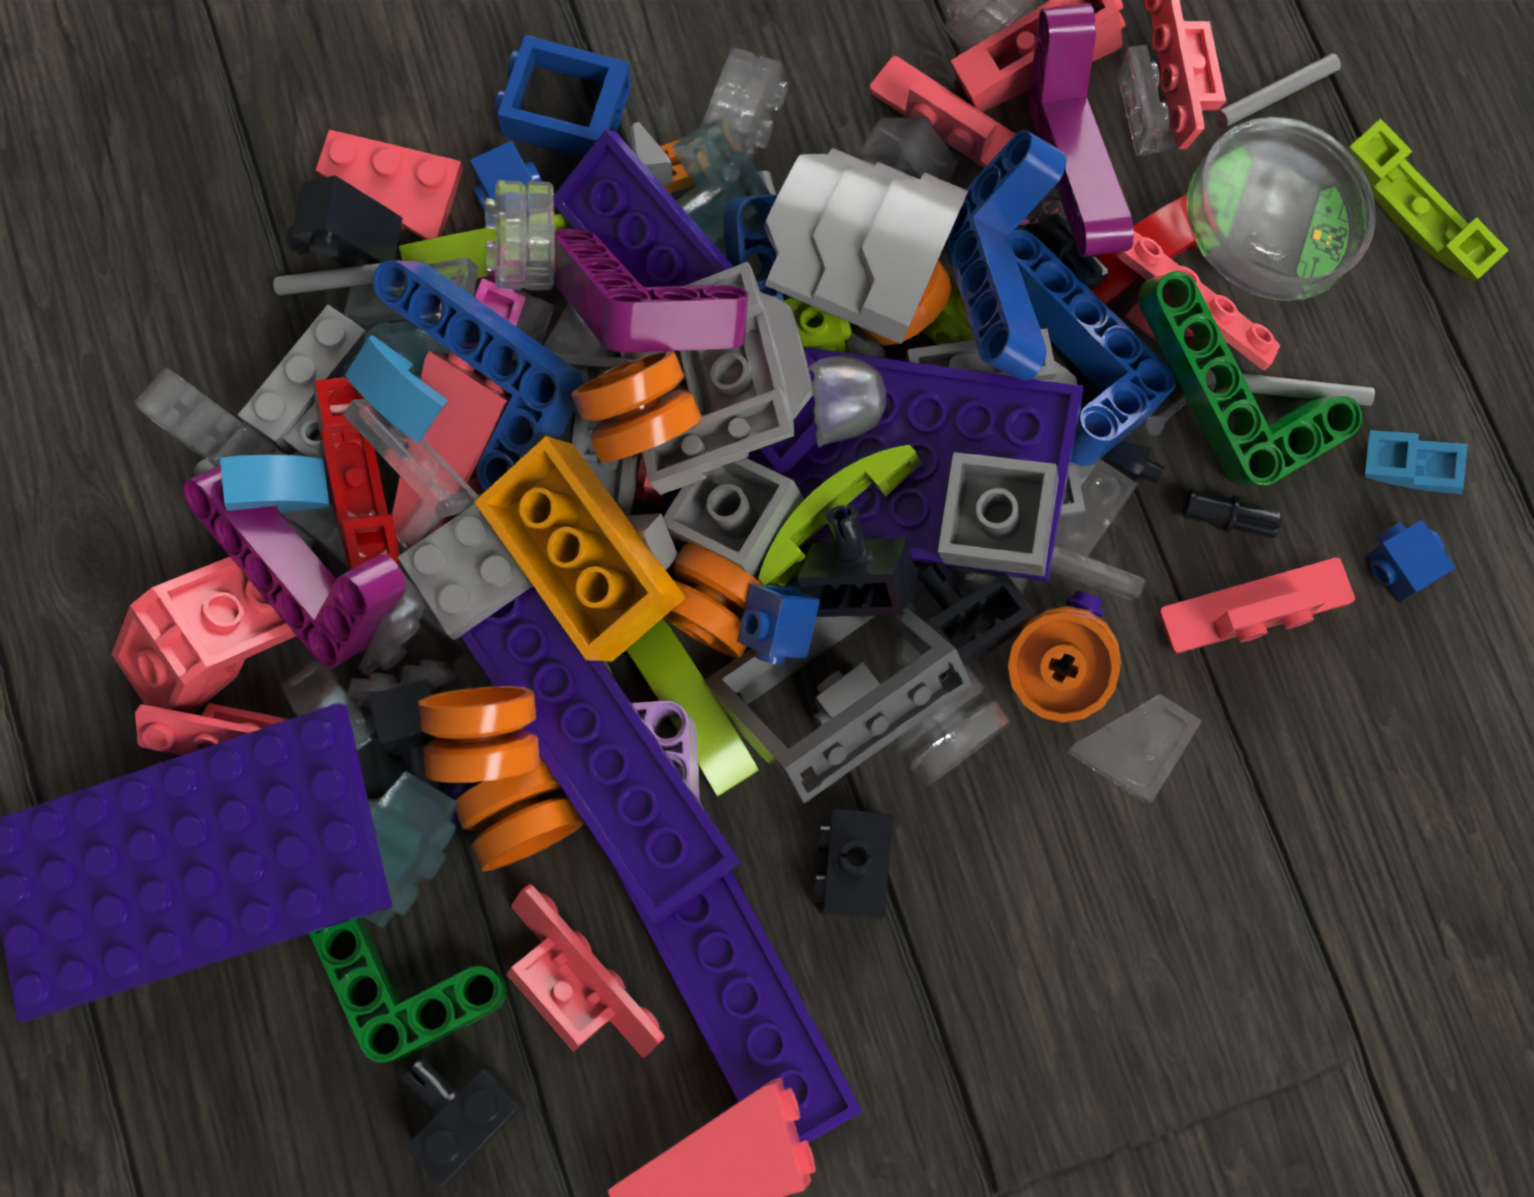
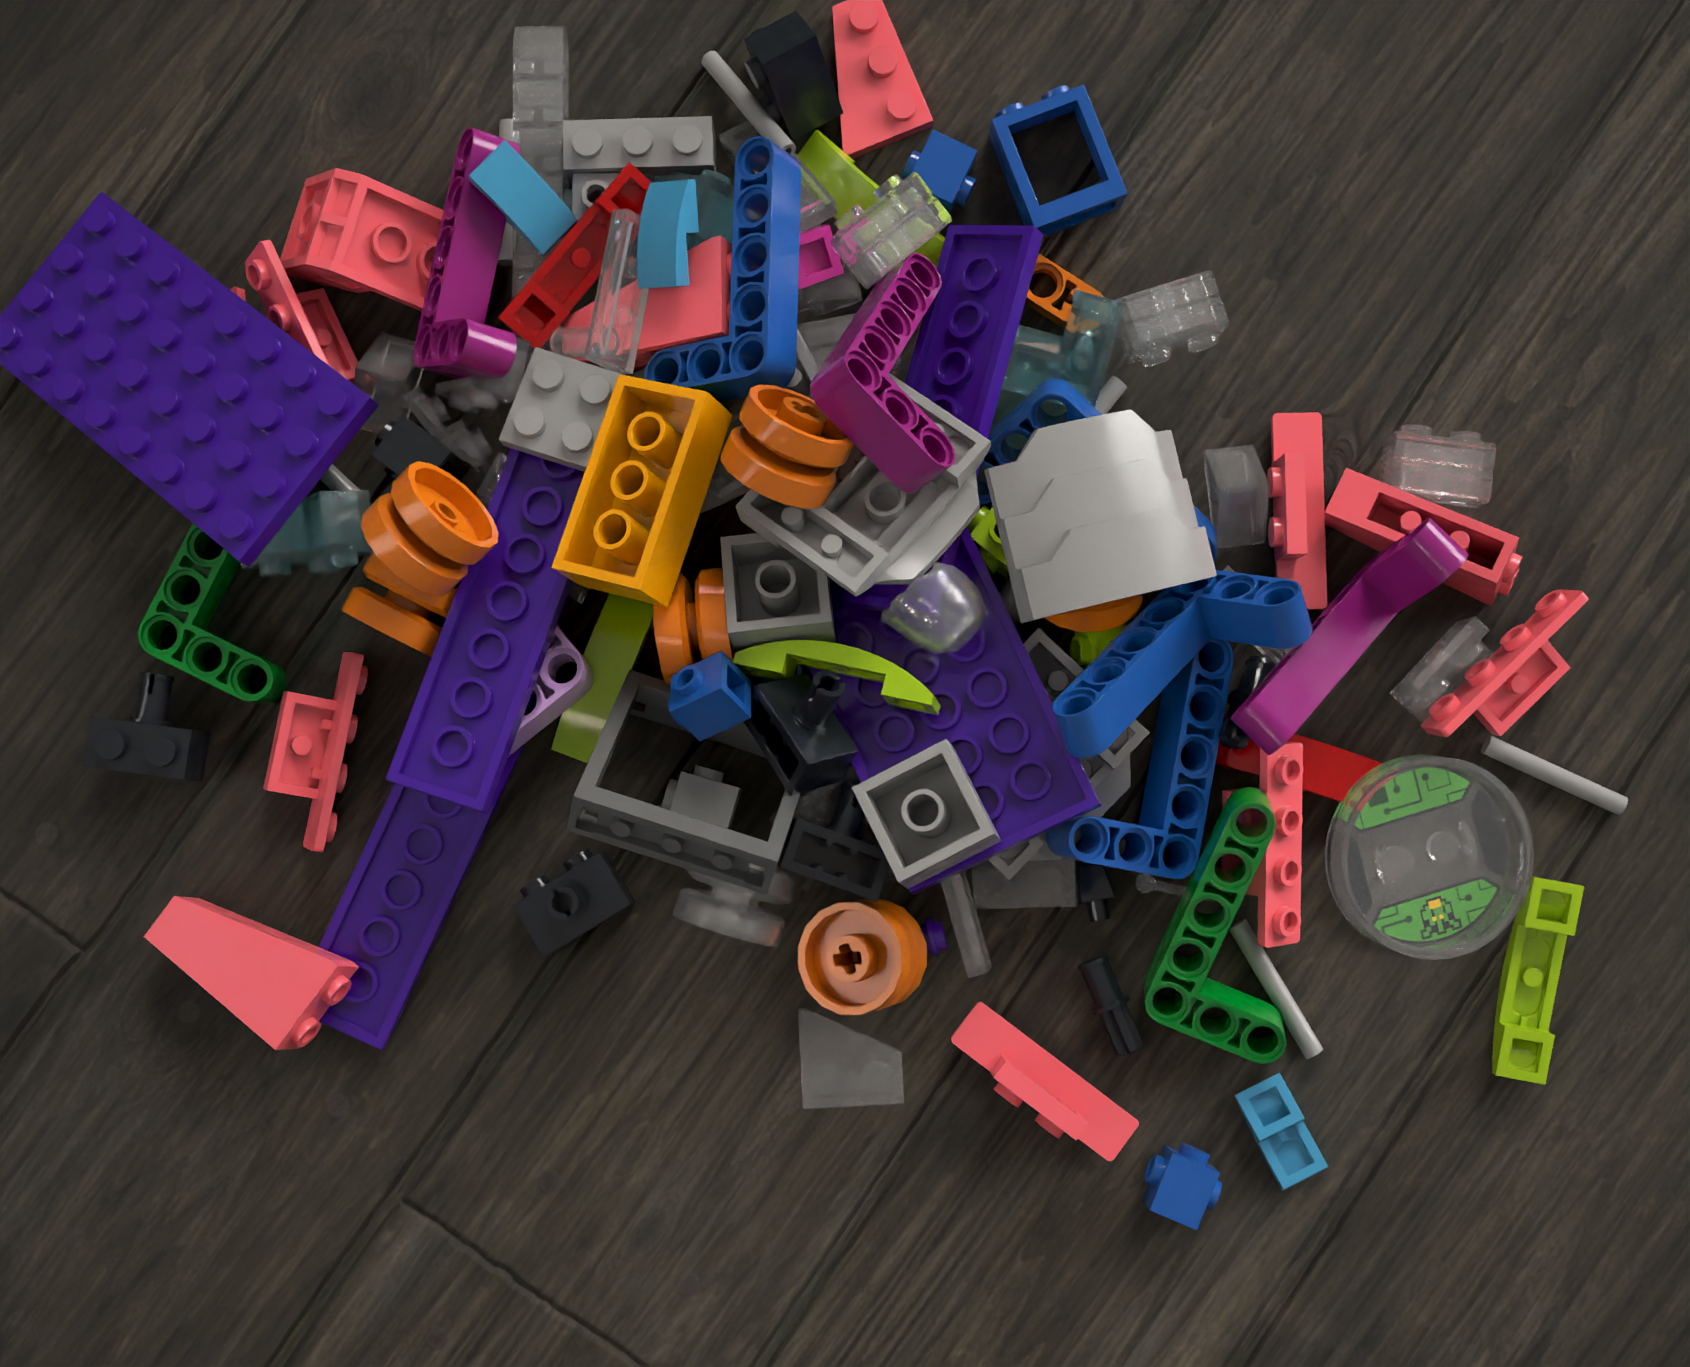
camera: 55 degrees right, 10 degrees up
(651, 154) = (1048, 277): light grey slope -> none
(656, 537) = (703, 542): light grey slope -> none

